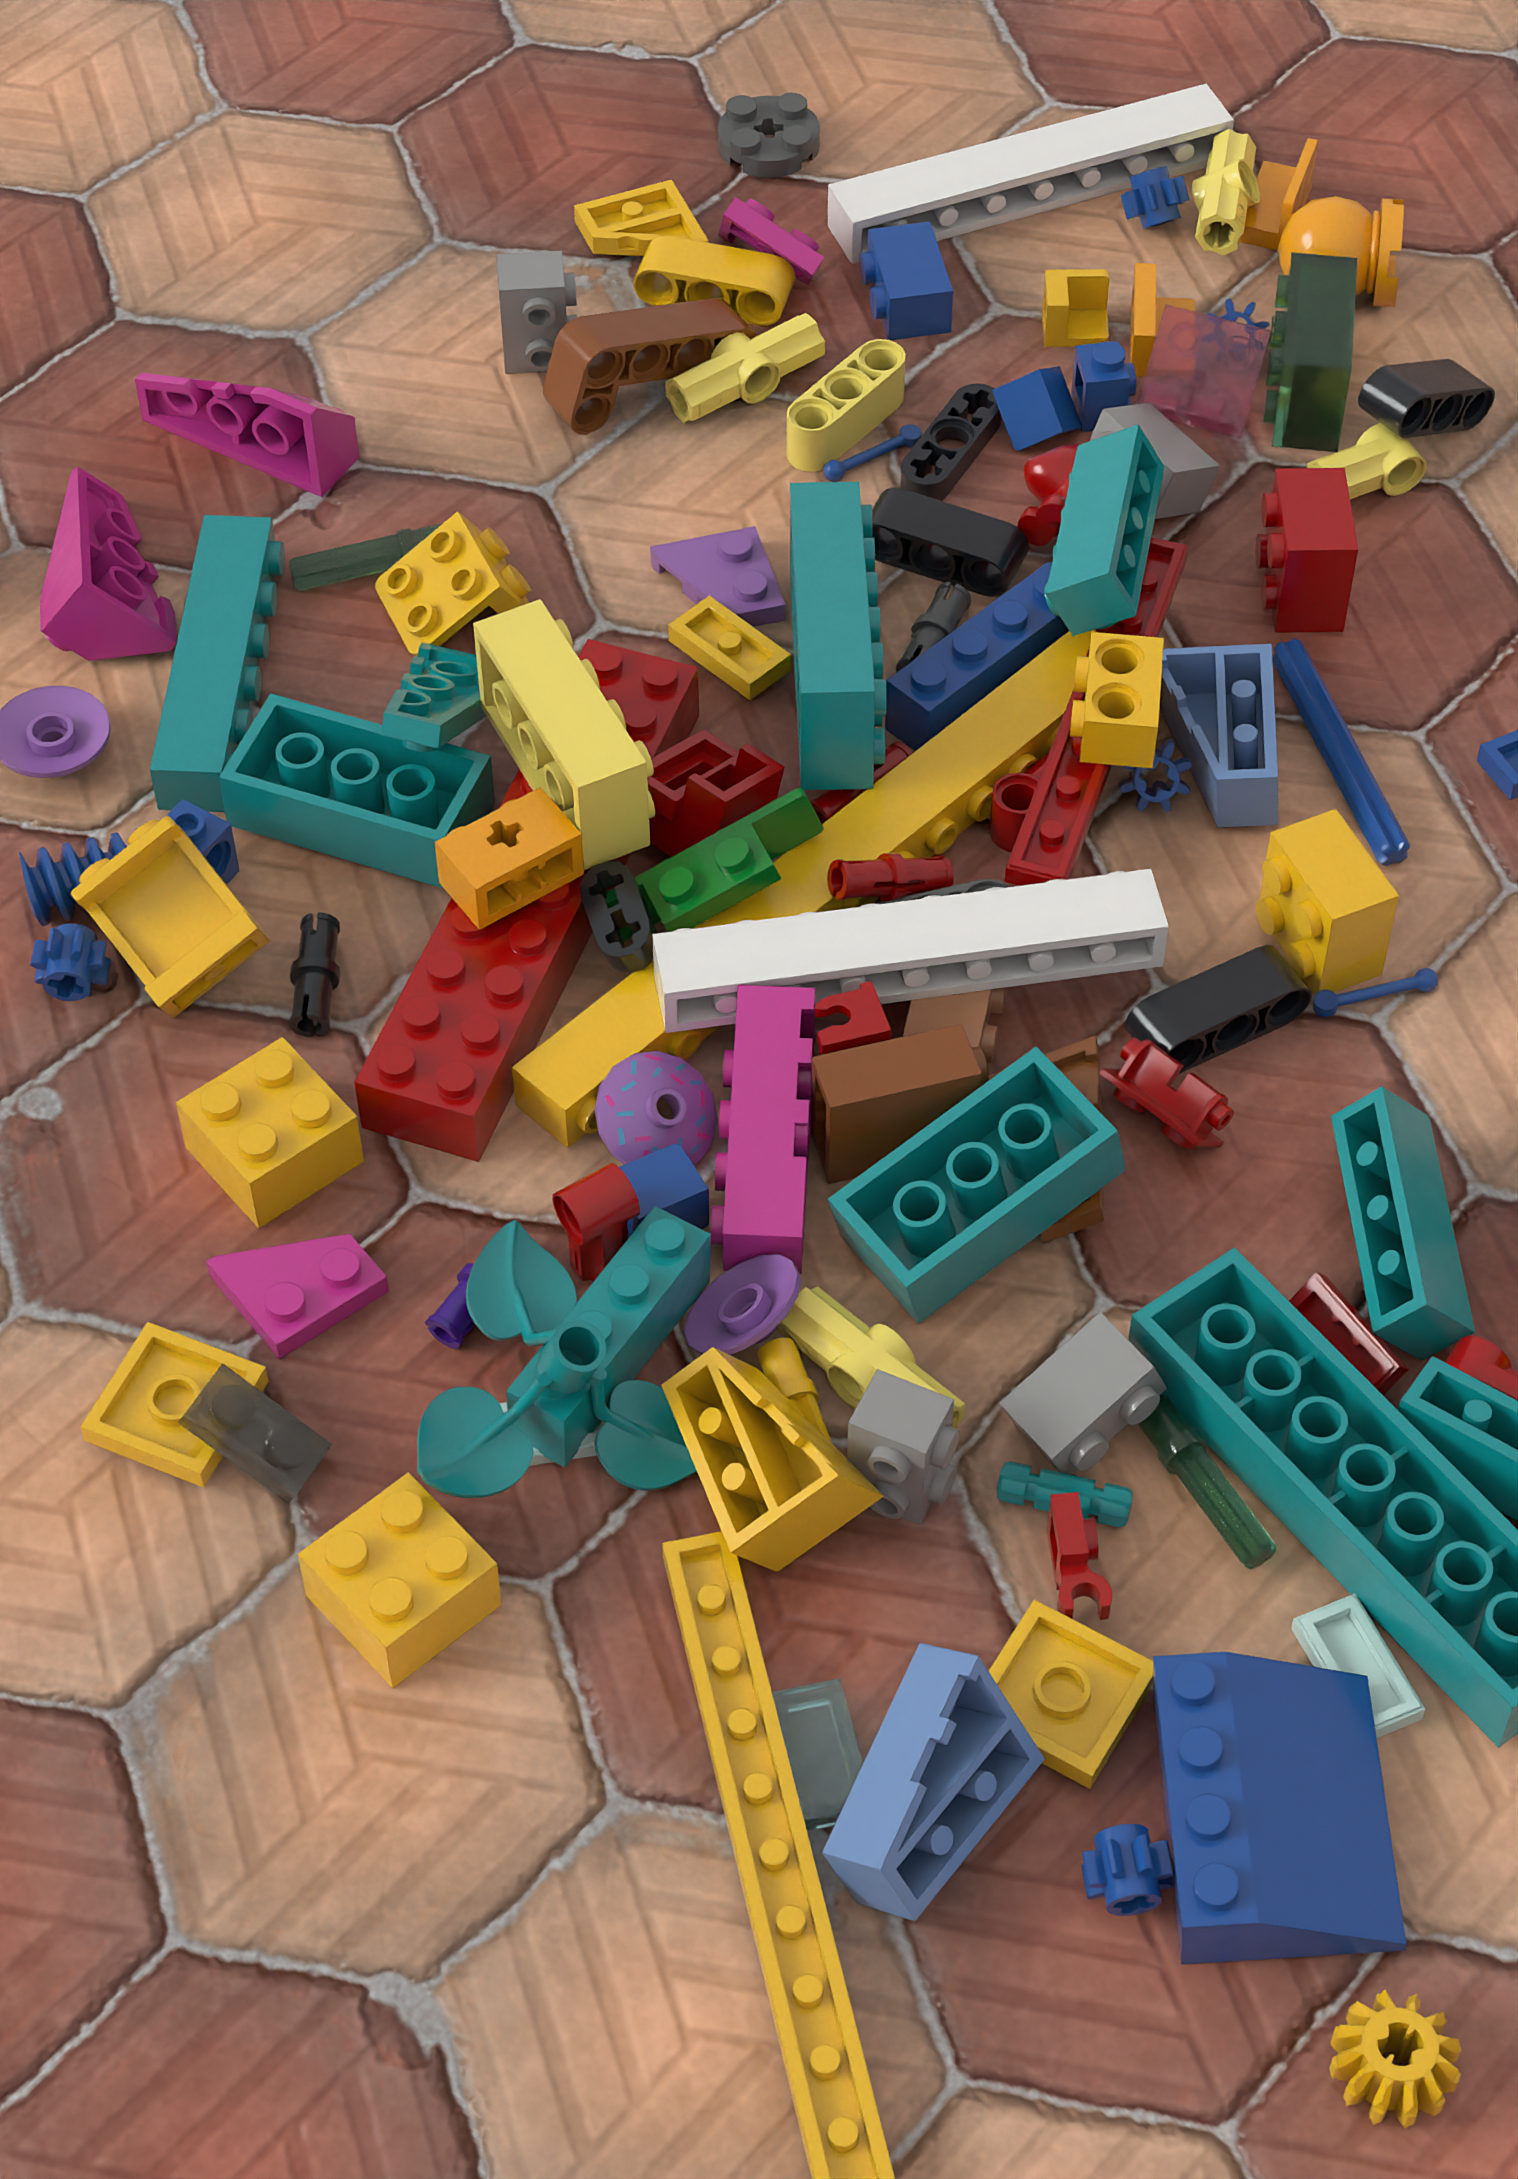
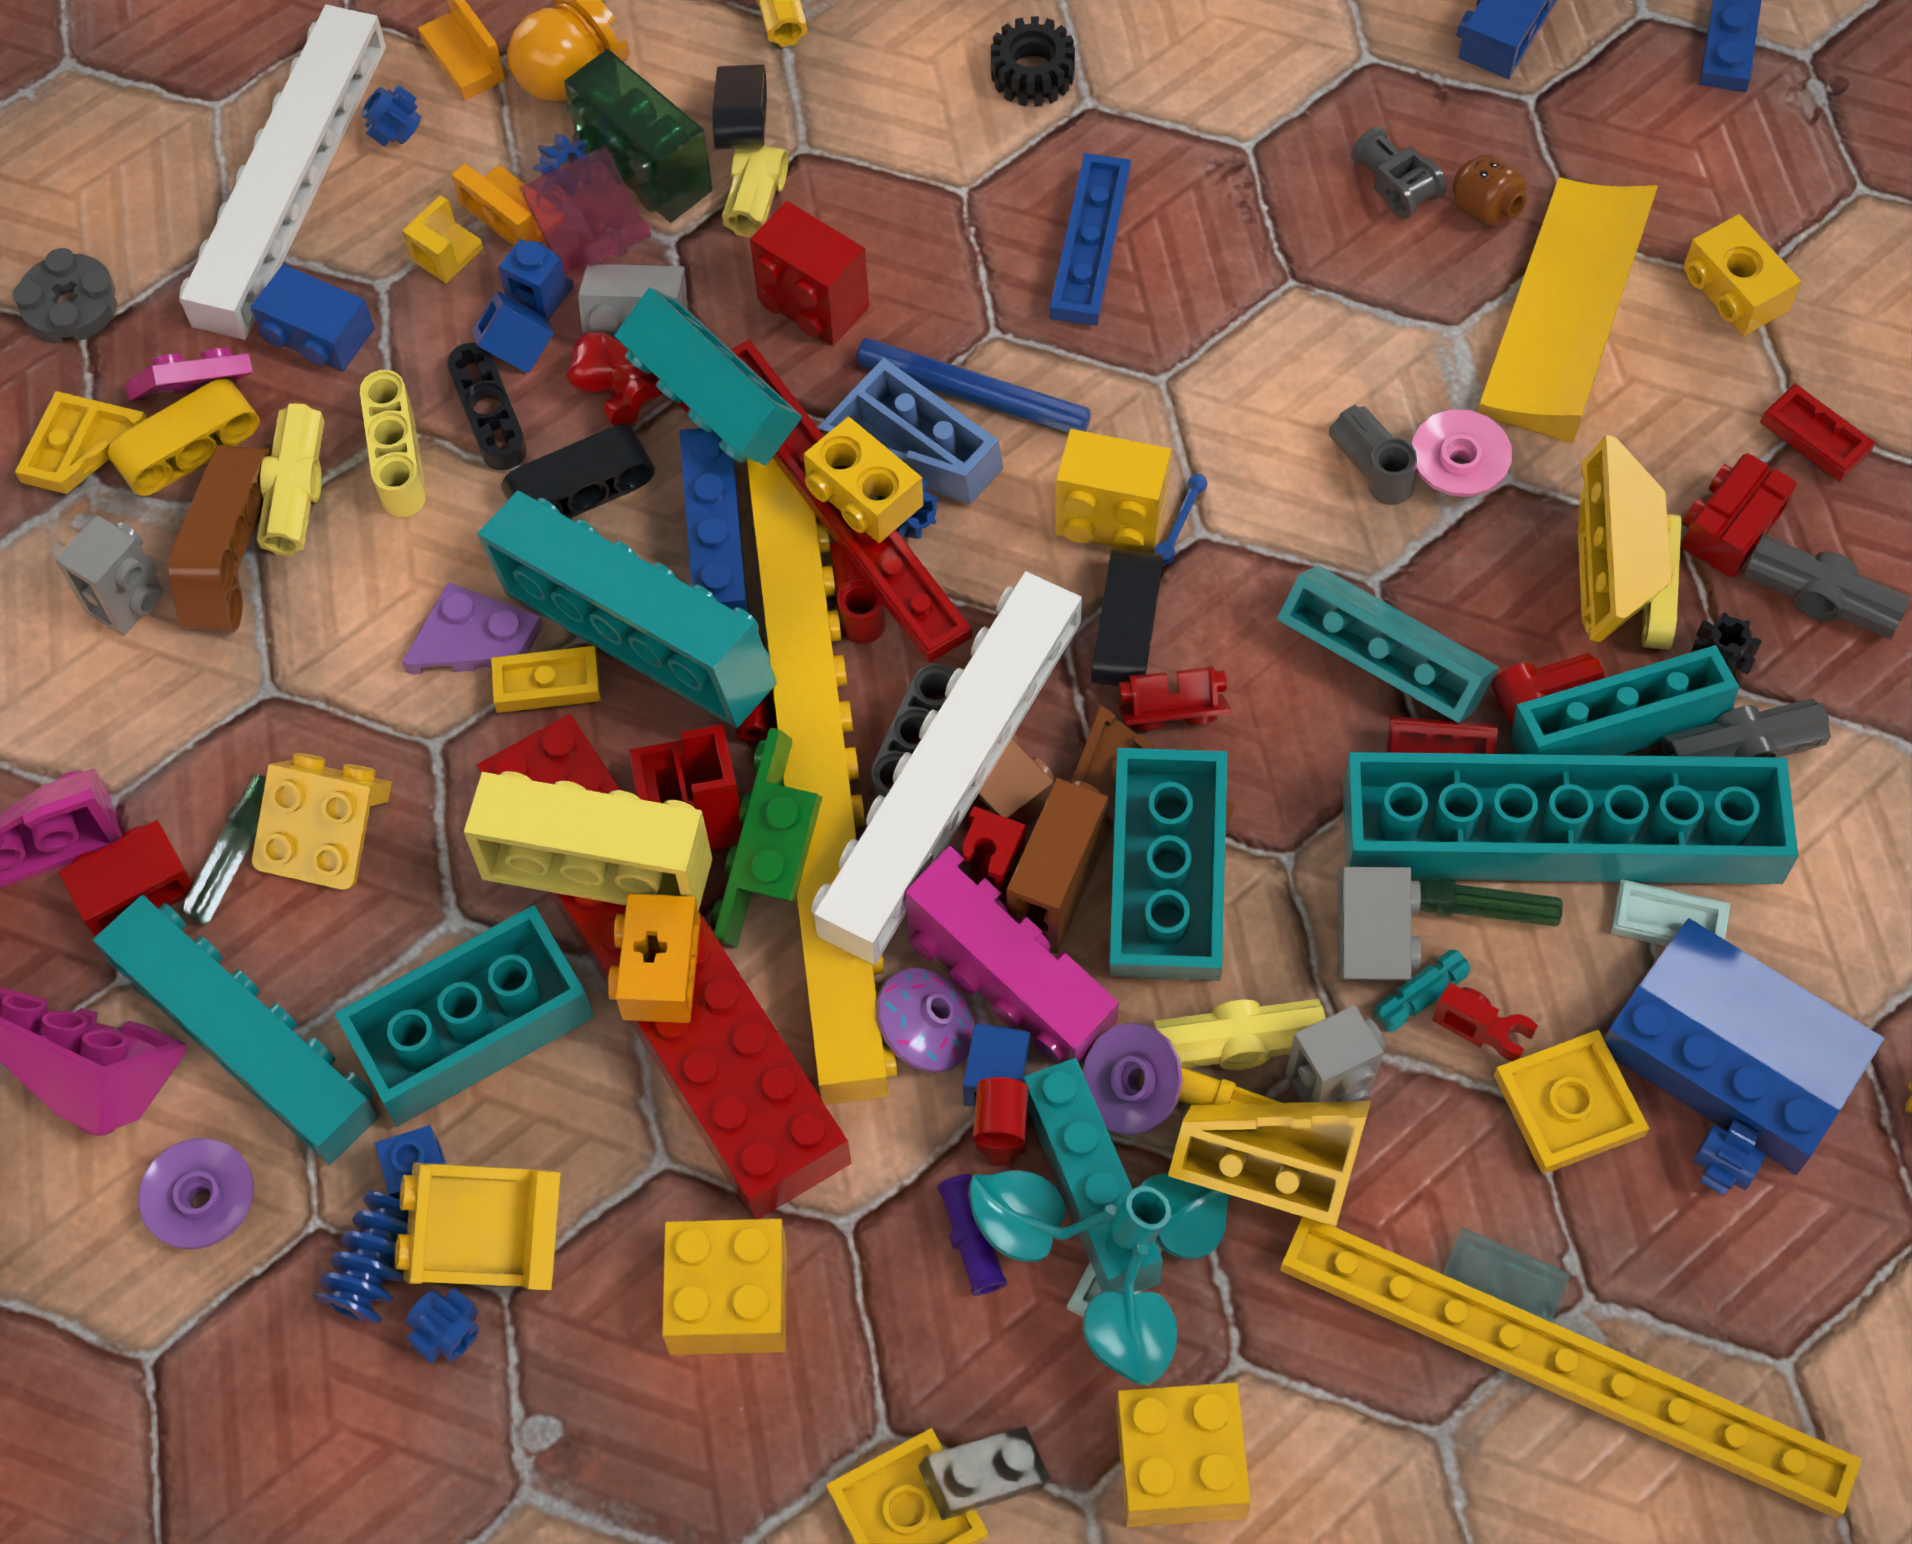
camera: 50 degrees left, 10 degrees up
(298, 1287) = (866, 1360): dark pink wing -> none
(305, 508) = (117, 875): none -> red brick
(314, 975) = (599, 1160): black pin -> none
(434, 699) = (438, 894): teal wing -> none
(608, 921) = (751, 935): black beam -> none
(888, 876) = (865, 729): red pin -> none
(909, 435) = (450, 426): blue hinge -> none
(930, 1783) = (1599, 1231): medium blue wedge -> none
(938, 621) = (649, 540): dark grey pin -> none
(1225, 192) = (431, 71): light yellow piece -> none

